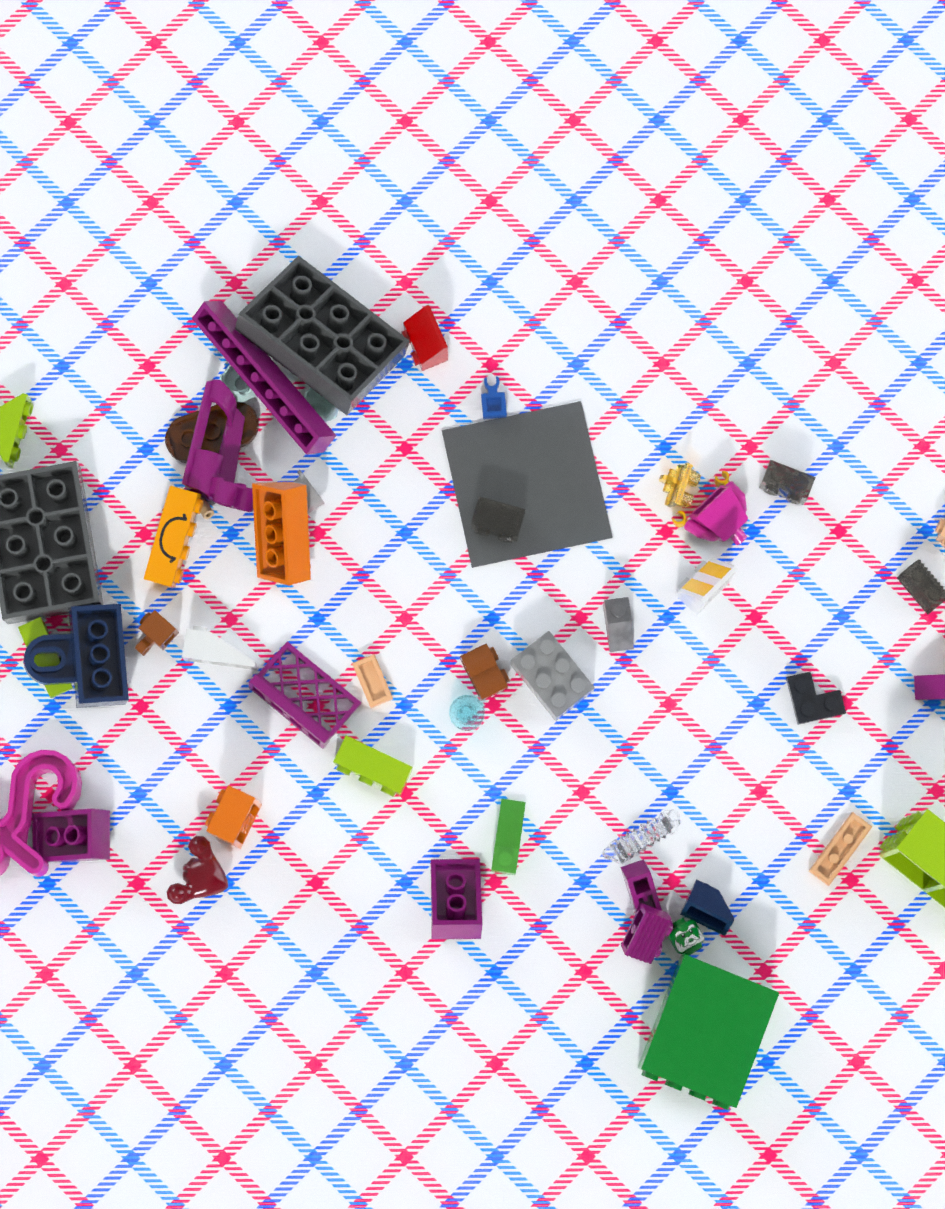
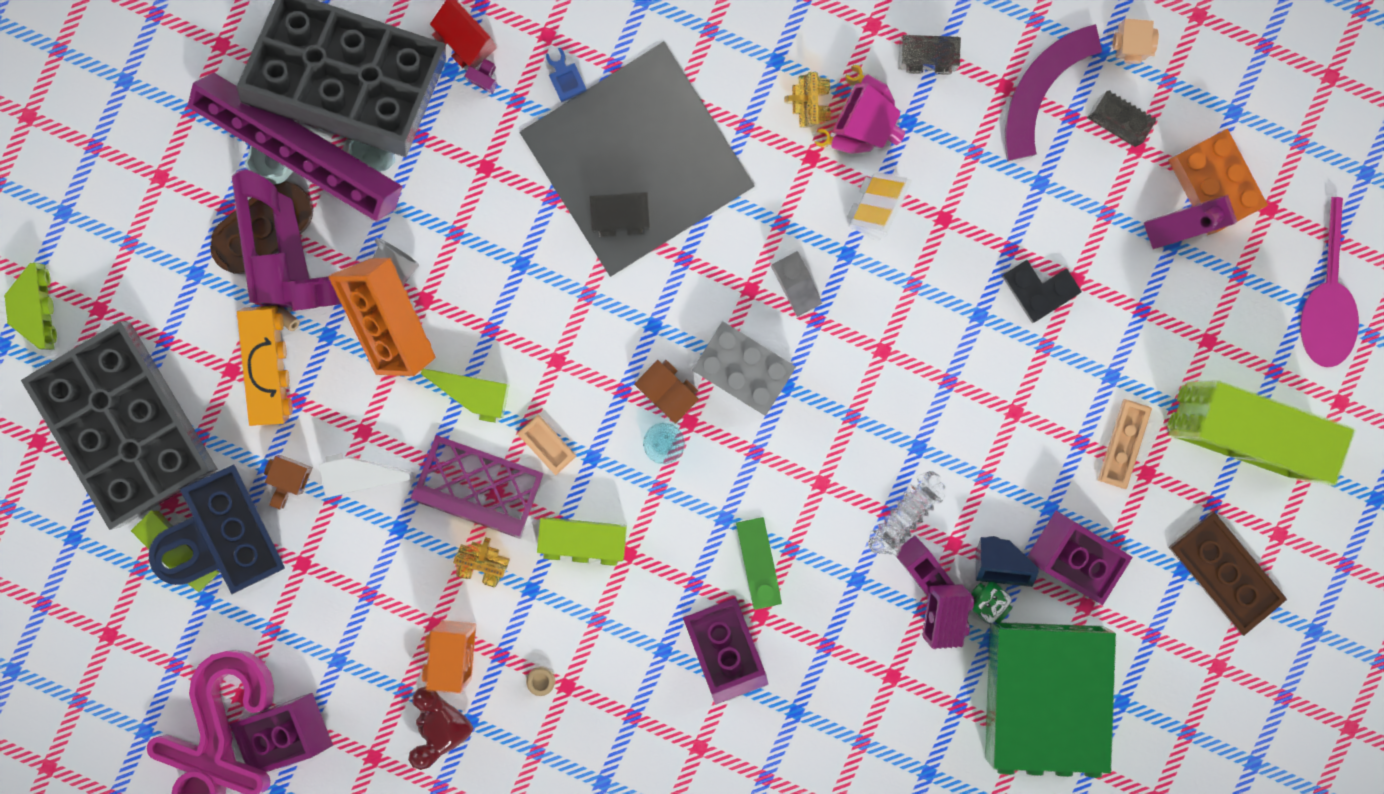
camera: 25 degrees left, 10 degrees up
(288, 752) = (483, 559): none -> clear yellow hips
(296, 869) = (540, 681): none -> tan tile
(332, 620) = (475, 394): none -> lime slope
(429, 377) = (482, 77): none -> magenta tile
(772, 927) = (1079, 558): none -> magenta slope
(864, 536) = (1035, 84): none -> magenta tile
(890, 986) = (1227, 573): none -> reddish brown tile

